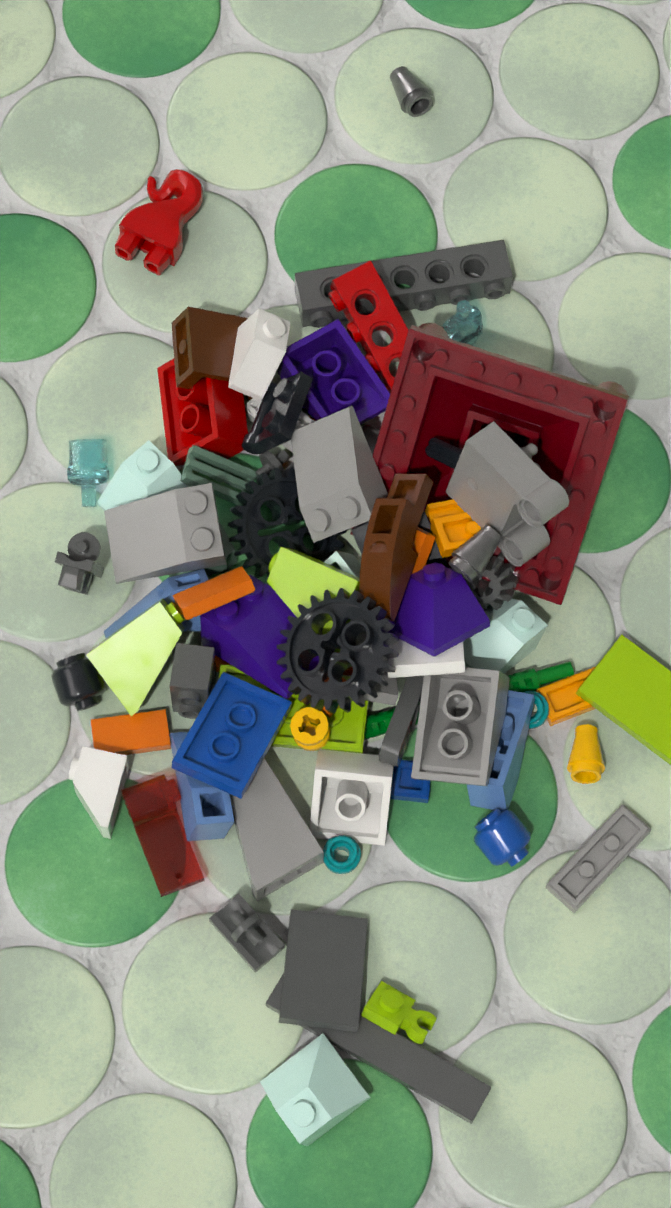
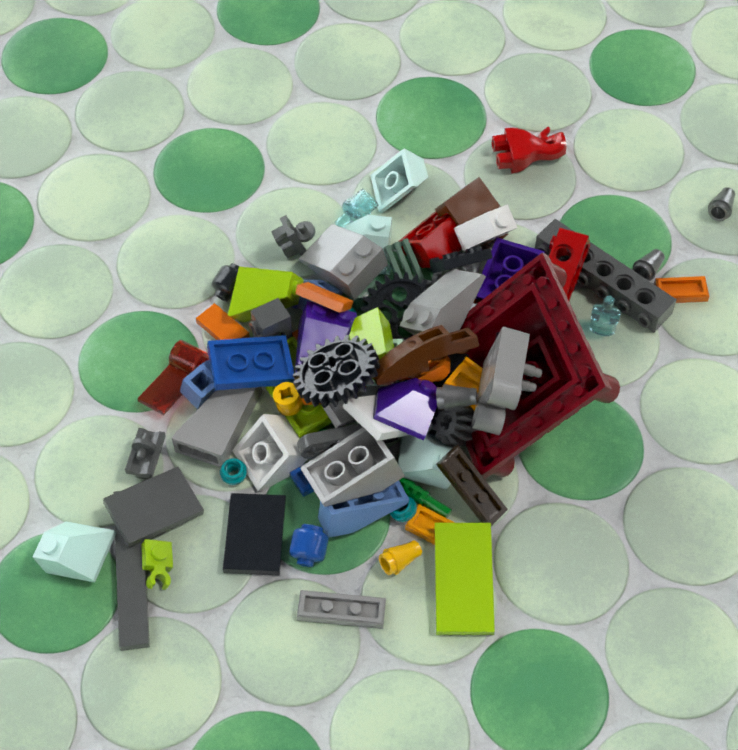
camera: 55 degrees right, 10 degrees down
(88, 393) = (397, 178): none -> light aqua slope
(98, 784) = (176, 326): white slope -> none
(427, 229) = (649, 264): none -> flat silver cone
(438, 885) = (254, 534): none -> black tile
(482, 219) = (685, 288): none -> orange tile
(568, 620) = (471, 486): none -> dark brown tile

